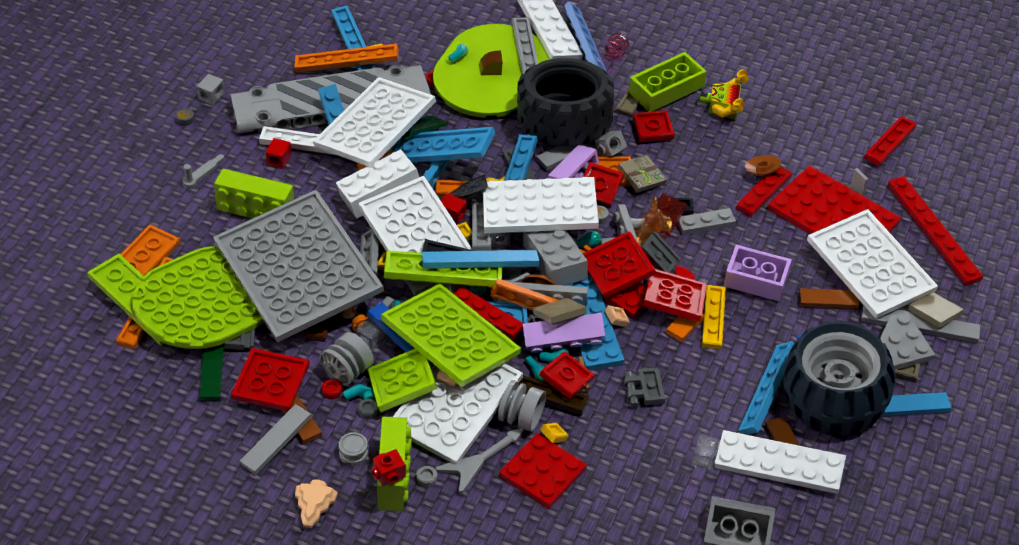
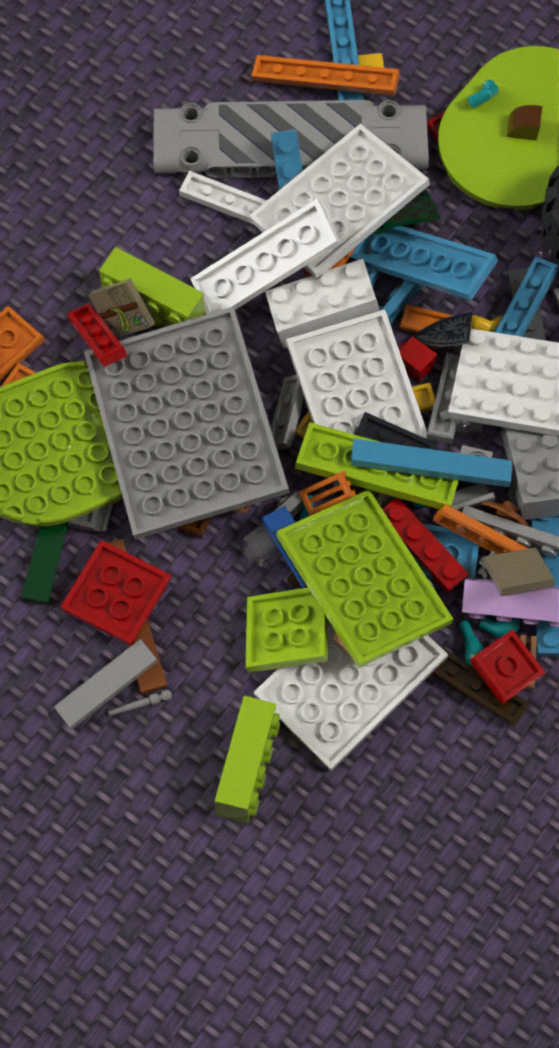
camera: 15 degrees right, 20 degrees up
(185, 116) = (88, 130): dark grey tile -> none
(191, 179) = (77, 240): light grey piece -> none
(210, 89) = (130, 92): light grey brick -> none
(220, 226) = (97, 335): none -> red tile
(234, 206) = (121, 308): none -> dark tan tile
(278, 153) = (200, 220): red brick -> none
(313, 444) = (152, 699): none -> light grey piece
(314, 500) = (135, 789): light nougat rock -> none
(331, 389) = (194, 617): red tile -> none
(336, 158) = (267, 259): none -> white plate
(346, 358) = (215, 586): light grey wheel -> none
(353, 448) = (202, 719): light grey wheel -> none
(358, 321) = (251, 521): orange plate -> none
(359, 390) = (228, 629): teal arm -> none
(368, 408) = (234, 658): dark grey tile -> none
(388, 467) = (241, 785): red brick -> none
(423, 279) = (343, 485): none -> orange tile
(426, 476) = (288, 779): light grey tile -> none
(470, 466) = (348, 776): light grey piece -> none
(519, 405) = (435, 705): light grey wheel -> none
(542, 470) = (442, 803): red plate -> none
(554, 432) = (470, 749): yellow tile -> none

